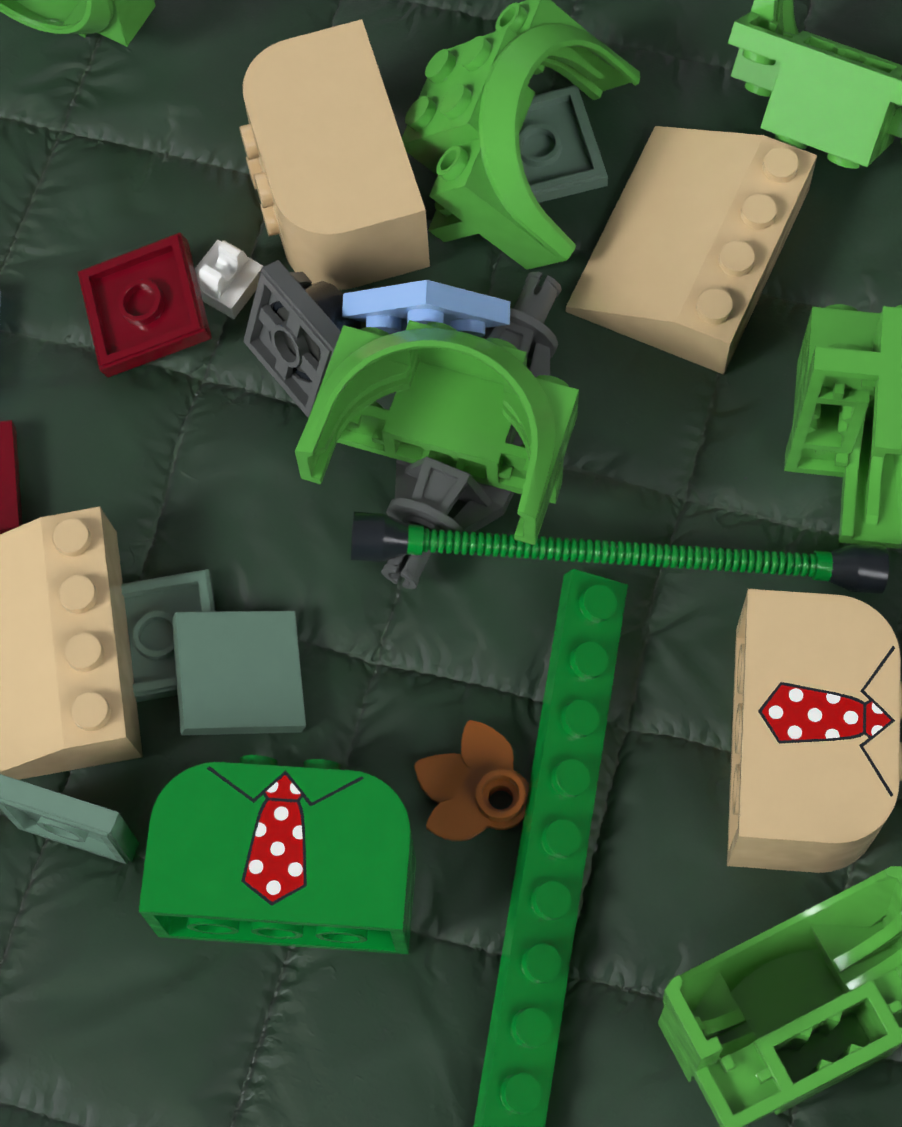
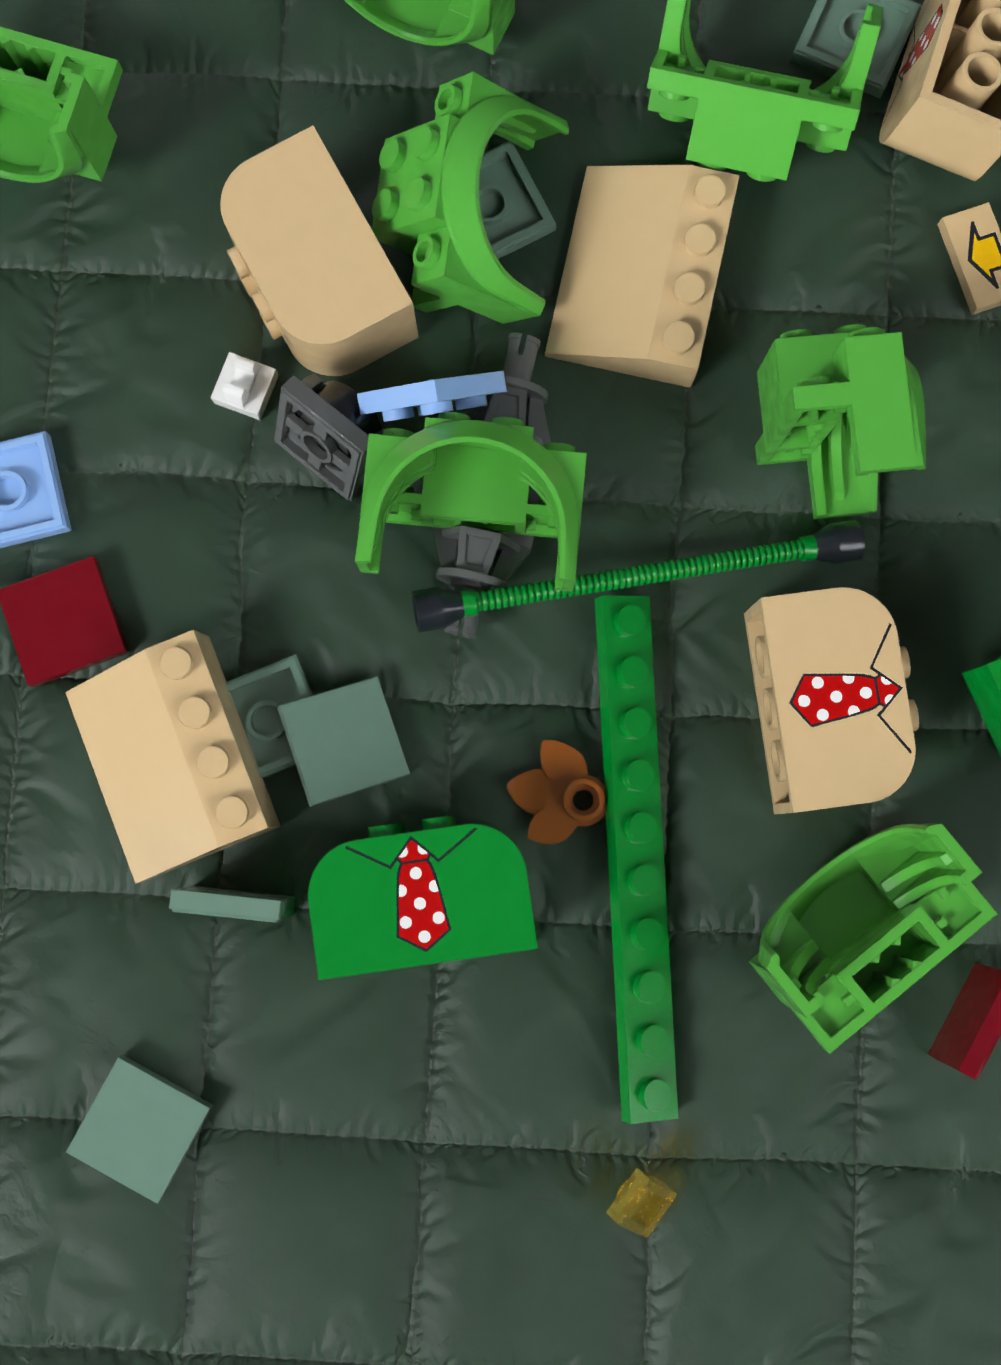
camera: 15 degrees left, 15 degrees up
(144, 305) = (180, 426): dark red tile -> none

